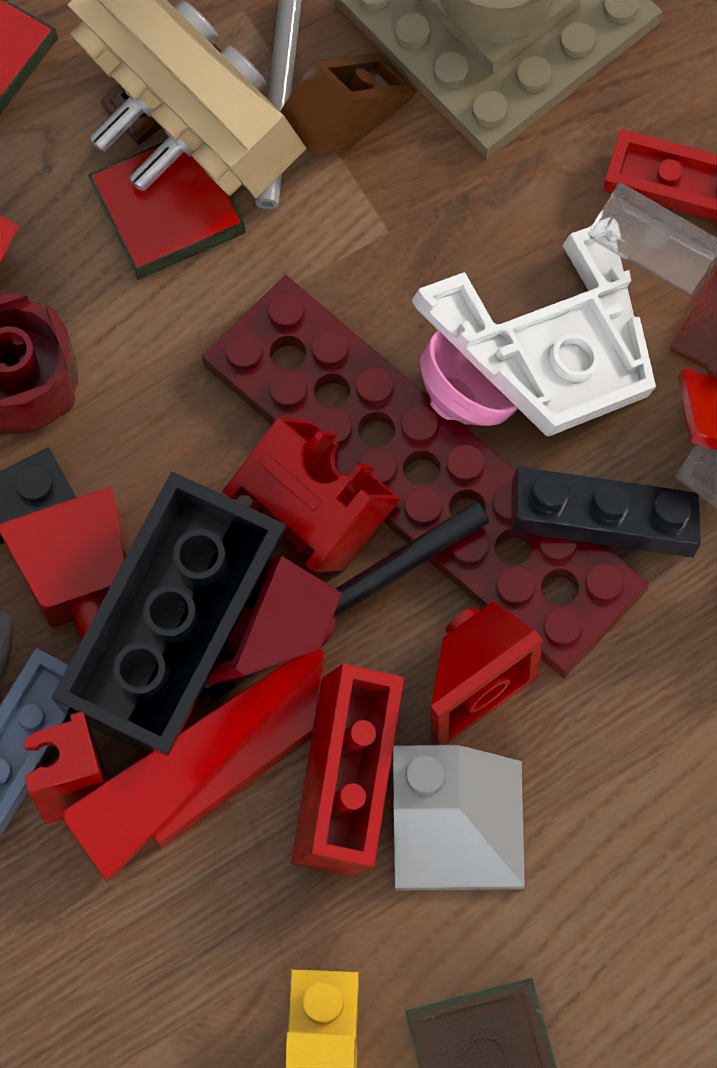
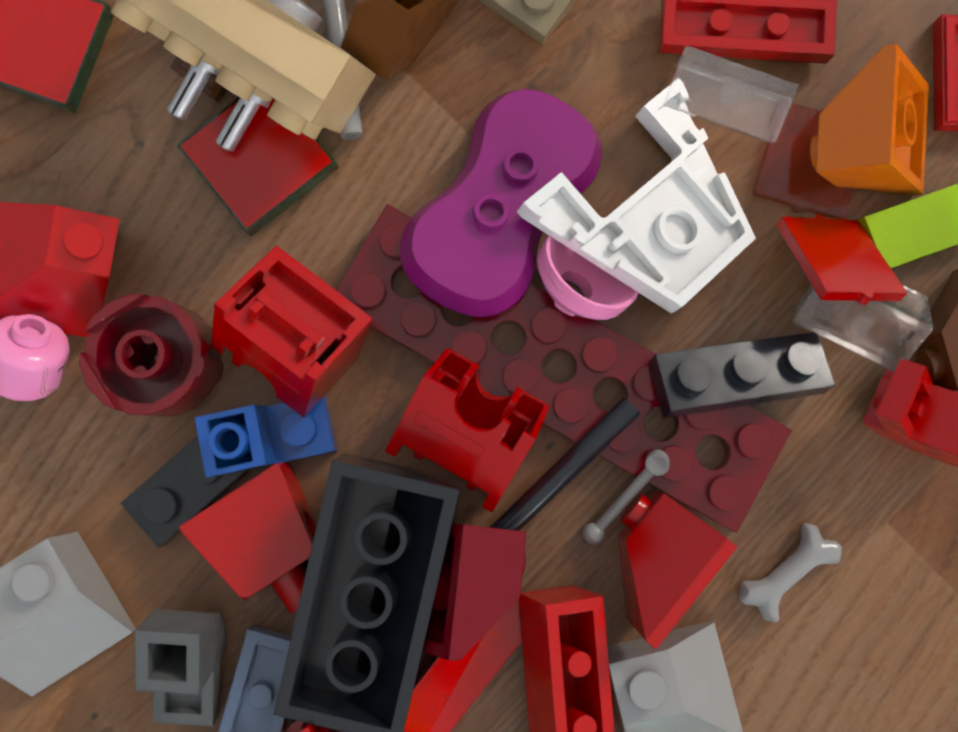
camera: 15 degrees left, 15 degrees up
(84, 460) = (262, 436): none -> blue slope
(159, 365) = (282, 324): none -> red piece
(362, 326) = (469, 240): none -> magenta plate
(494, 576) = (656, 464): none -> light grey hinge
(640, 715) = (810, 553): none -> light grey piece

